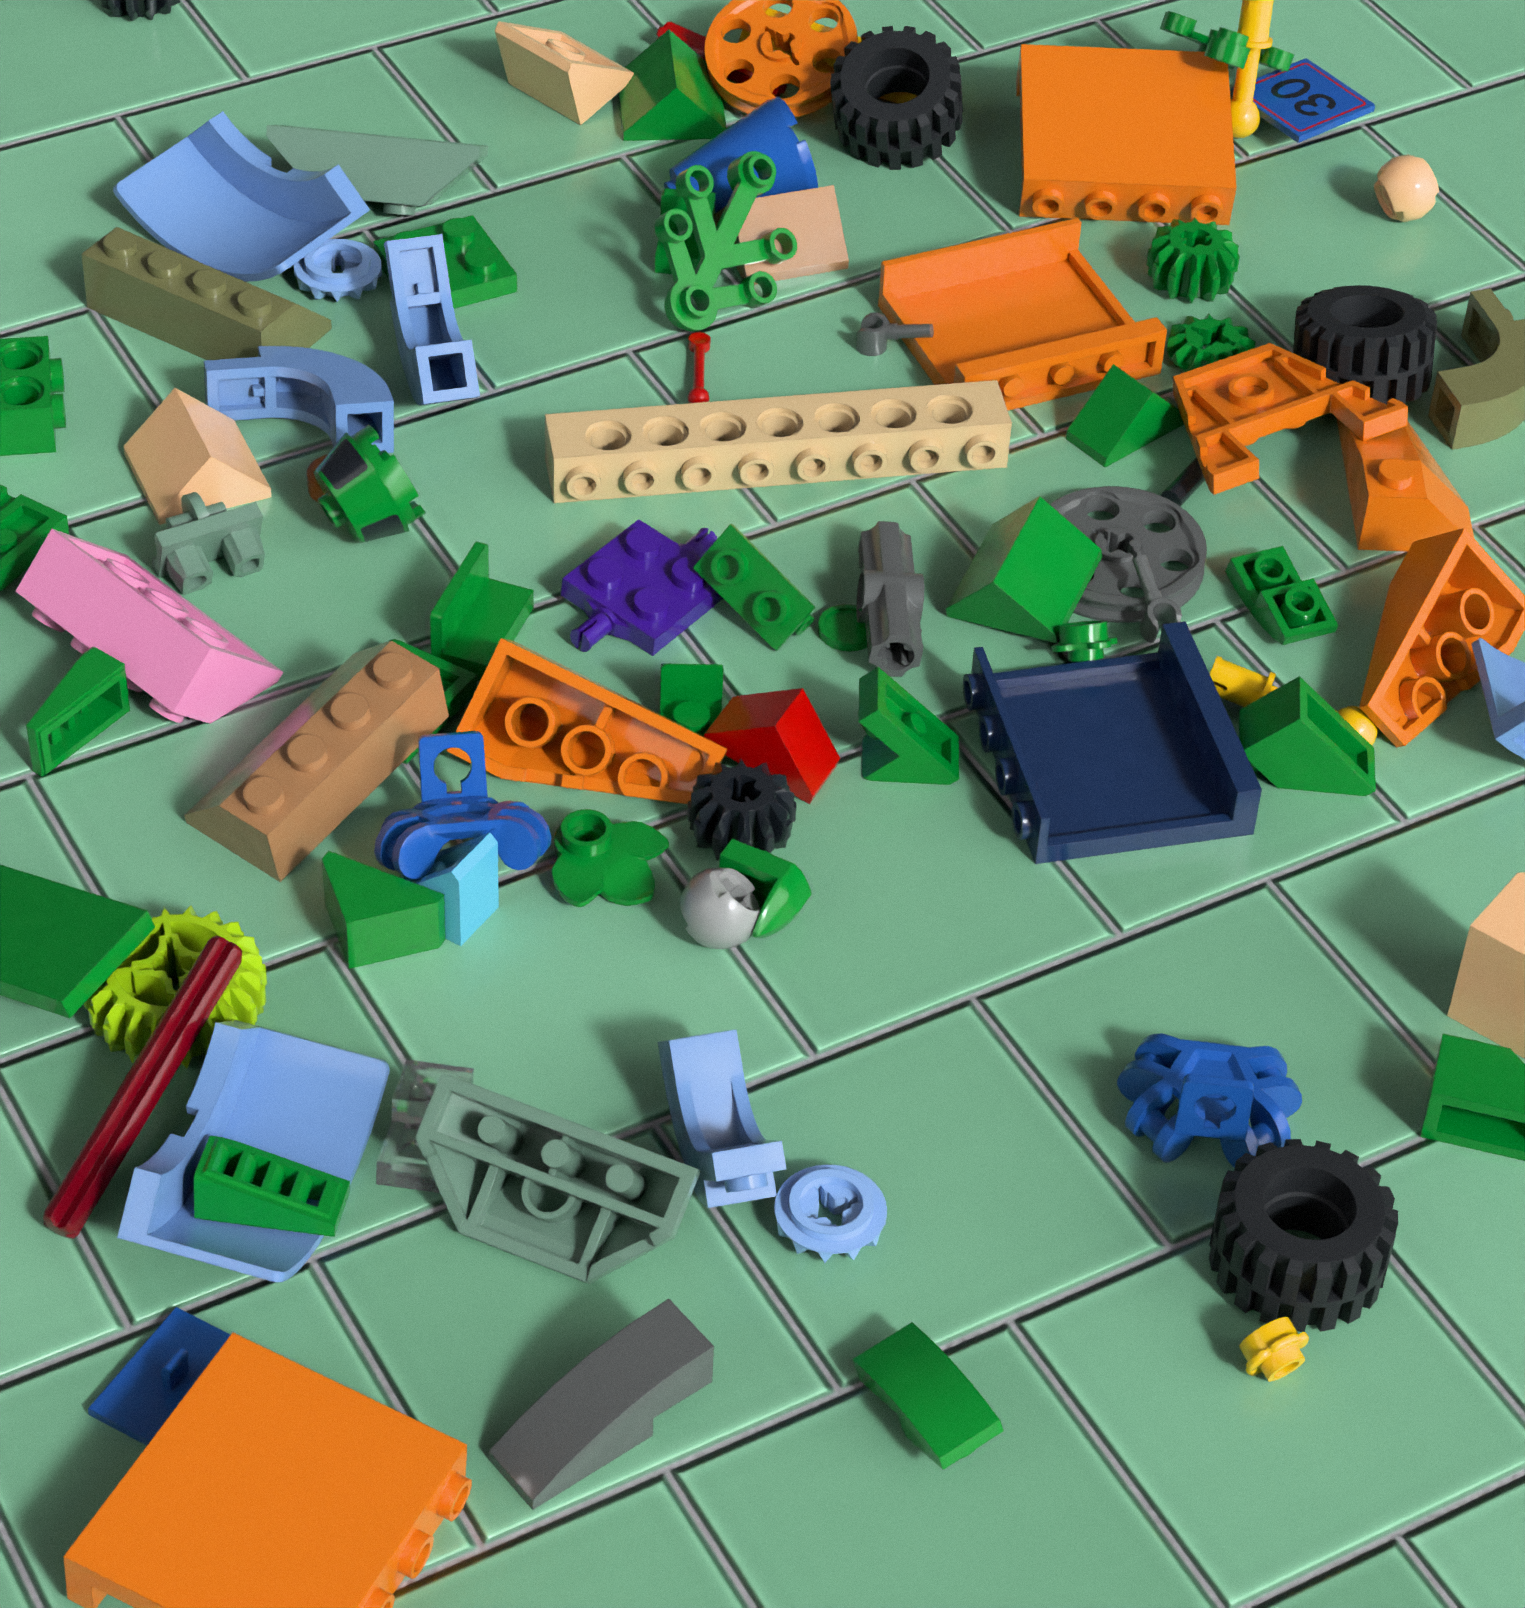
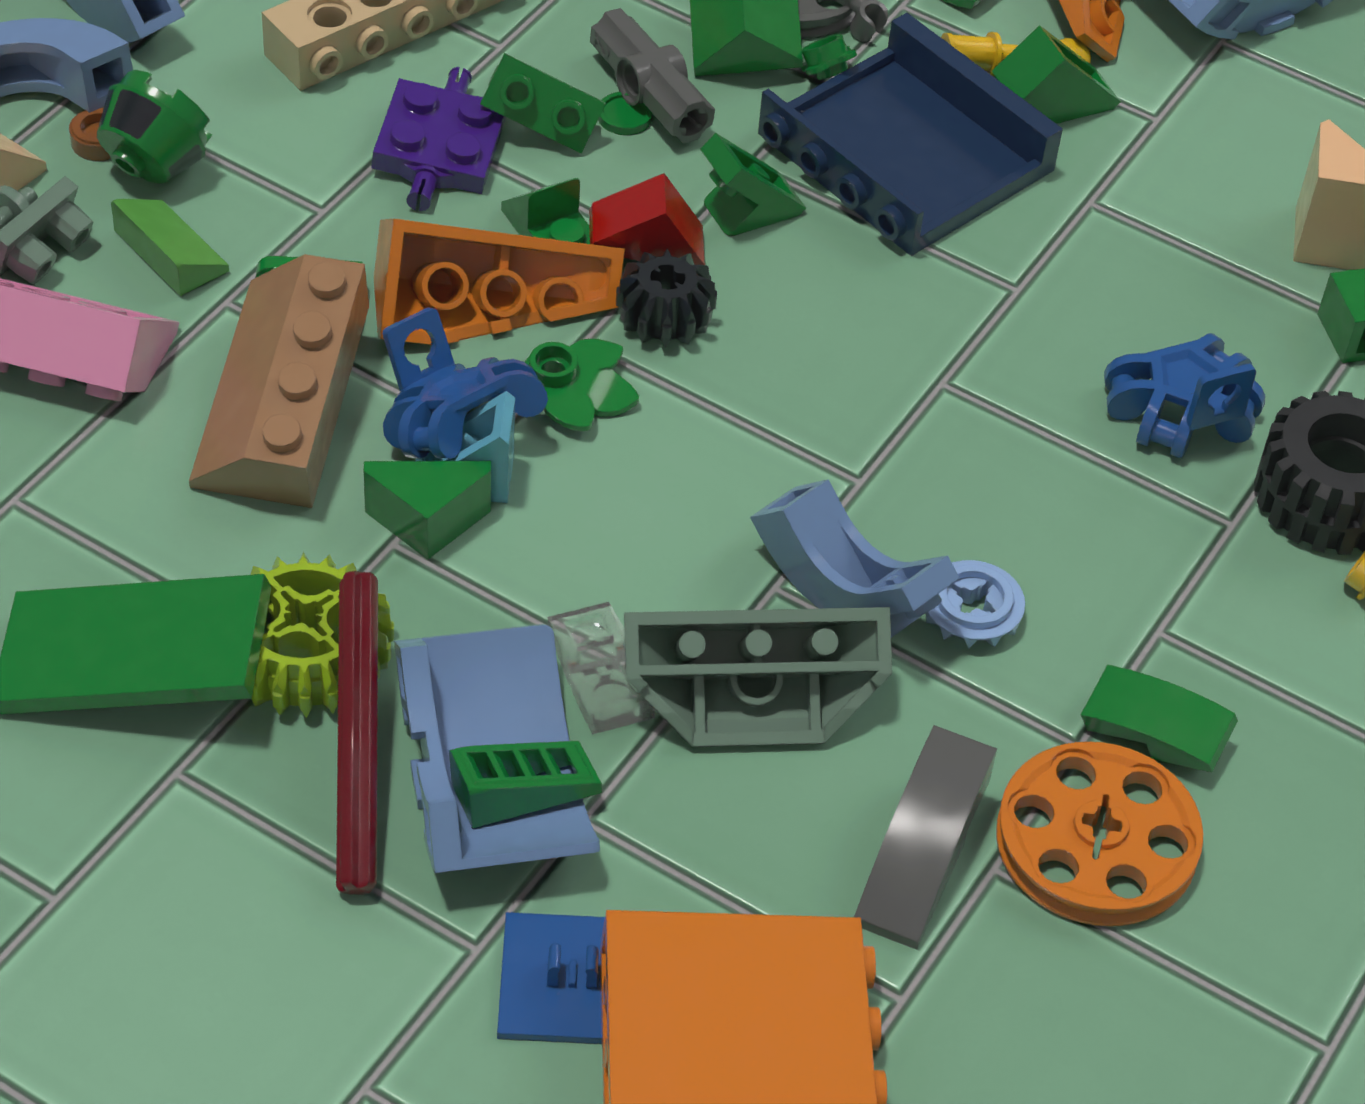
camera: 30 degrees left, 5 degrees up
(78, 709) = (32, 418): green slope -> none
(324, 597) = (166, 243): none -> bright green slope
(477, 614) = (324, 211): green panel -> none
(719, 908) = (712, 385): light grey piece -> none
(777, 883) = (730, 355): green plate -> none
(791, 1505) = (1127, 833): none -> orange wedge

